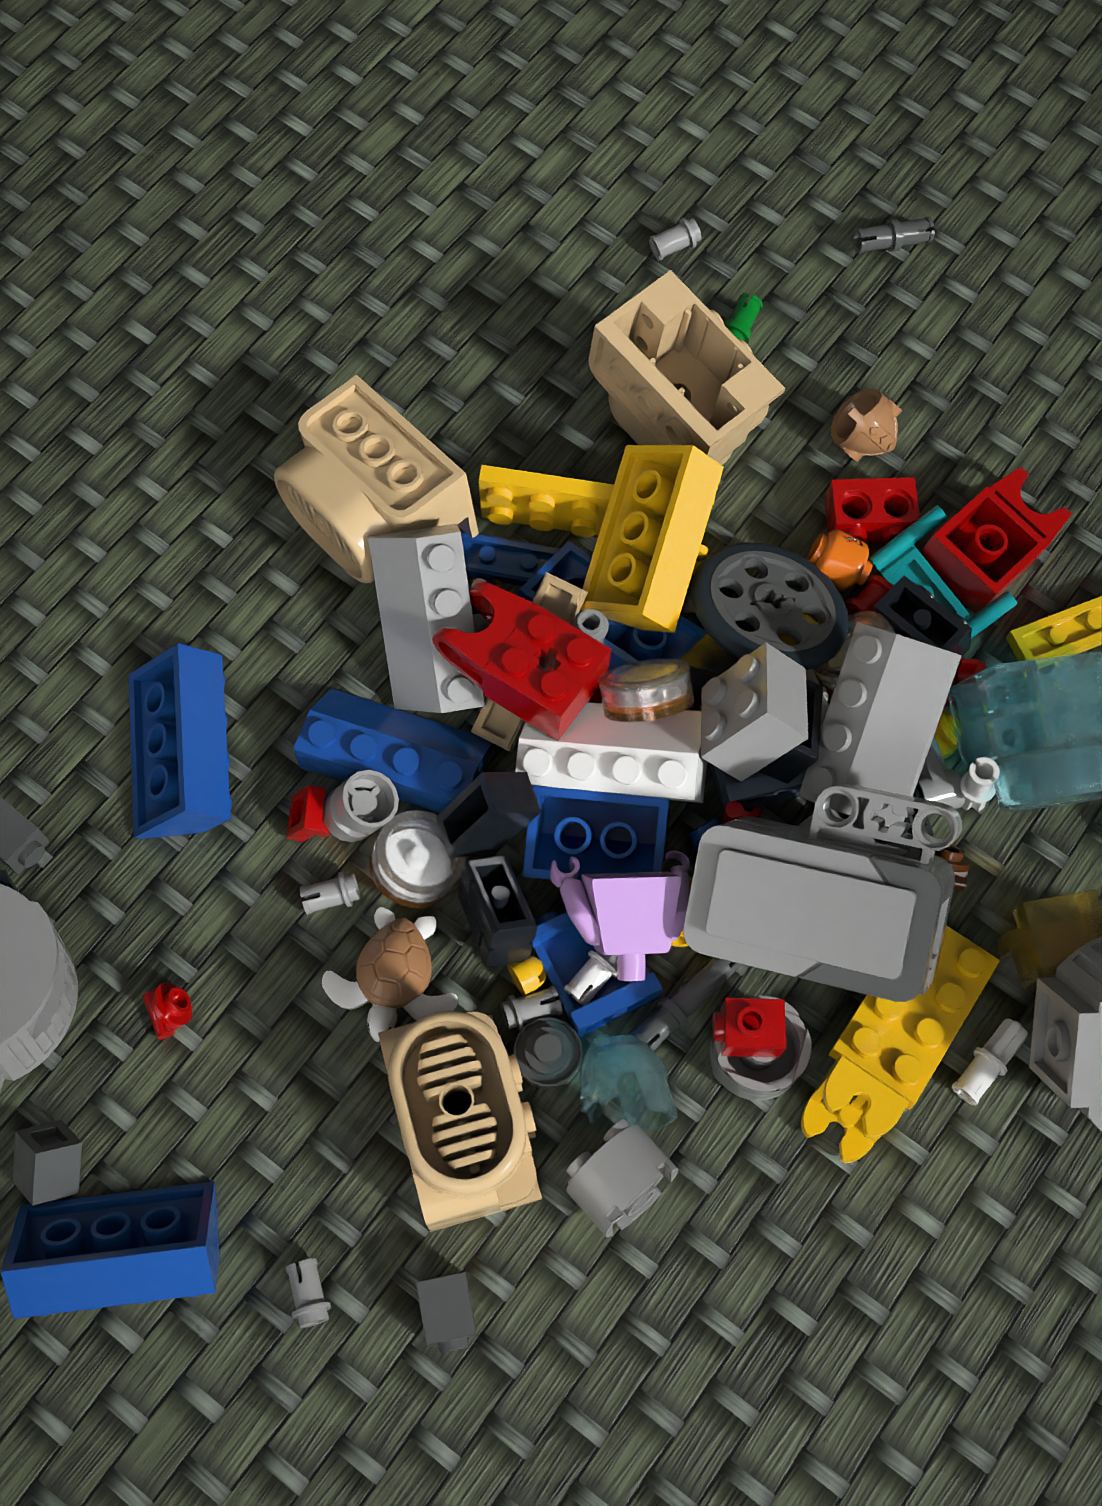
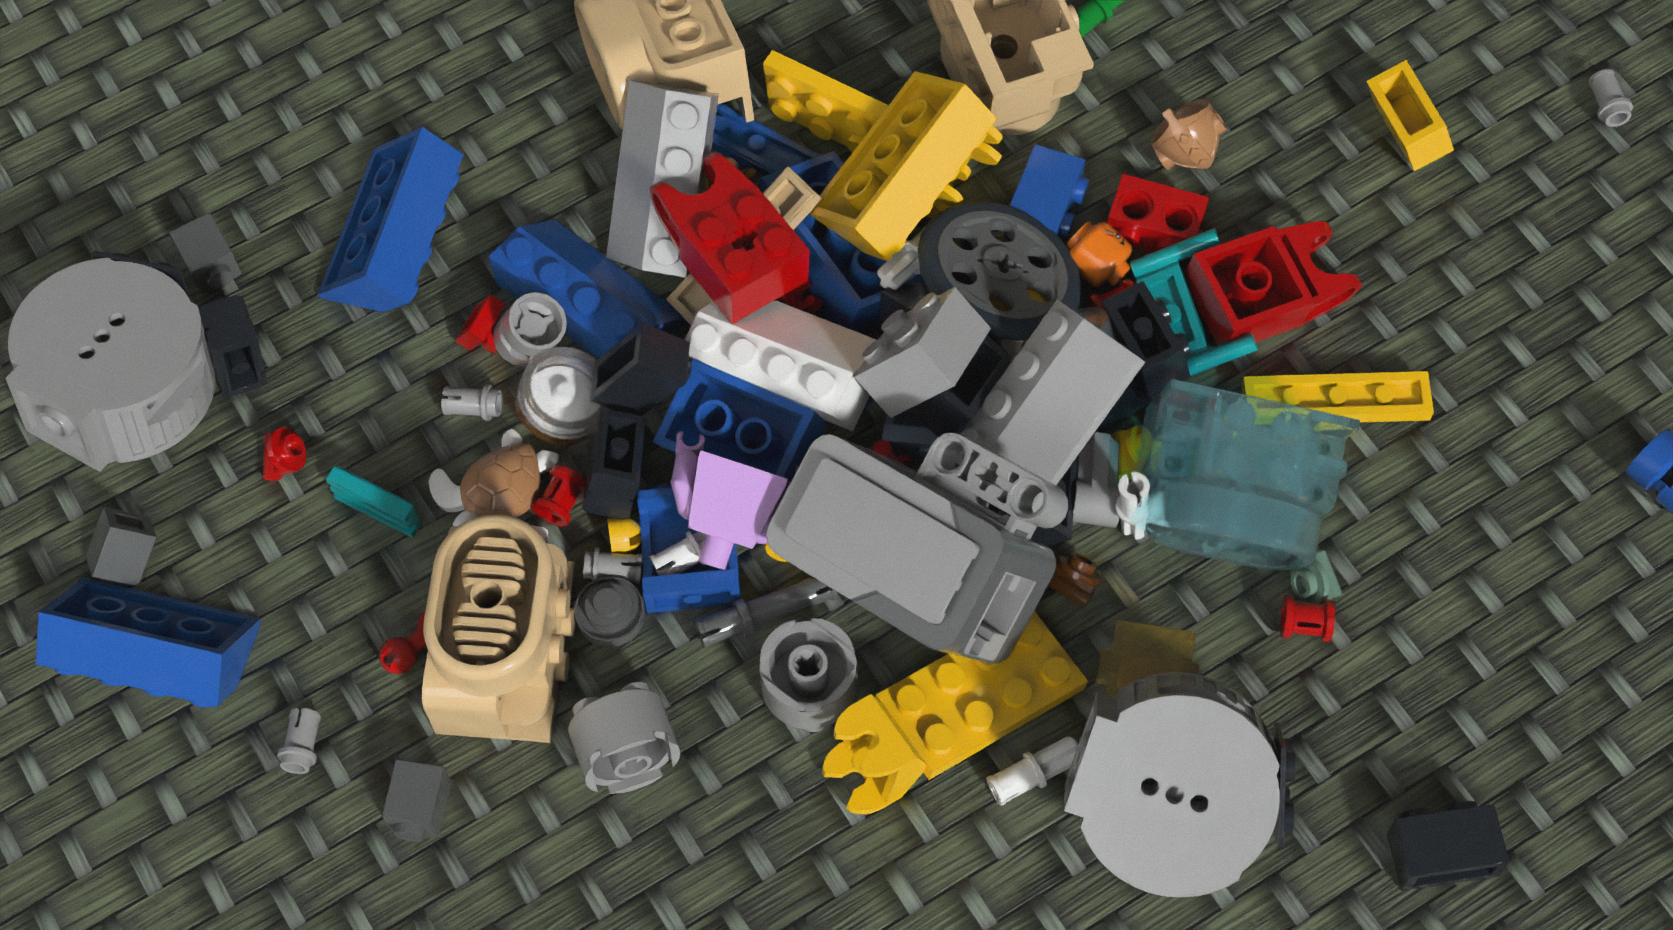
camera: 25 degrees right, 5 degrees down
(79, 920) = (233, 345): none -> black brick
(278, 1026) = (374, 501): none -> teal tile
(370, 1163) = (402, 651): none -> red arm
(453, 957) = (559, 496): none -> red bush
(595, 621) = (807, 227): light grey pin -> none
(632, 1073) = (669, 648): clear light blue helmet -> none
(646, 690) = (832, 302): clear piece -> none
(686, 630) = (901, 265): none -> white axle
(750, 1027) = (796, 639): red brick -> none
(770, 513) = (1051, 188): none -> blue piece
(1046, 348) = (1410, 115): none -> yellow piece

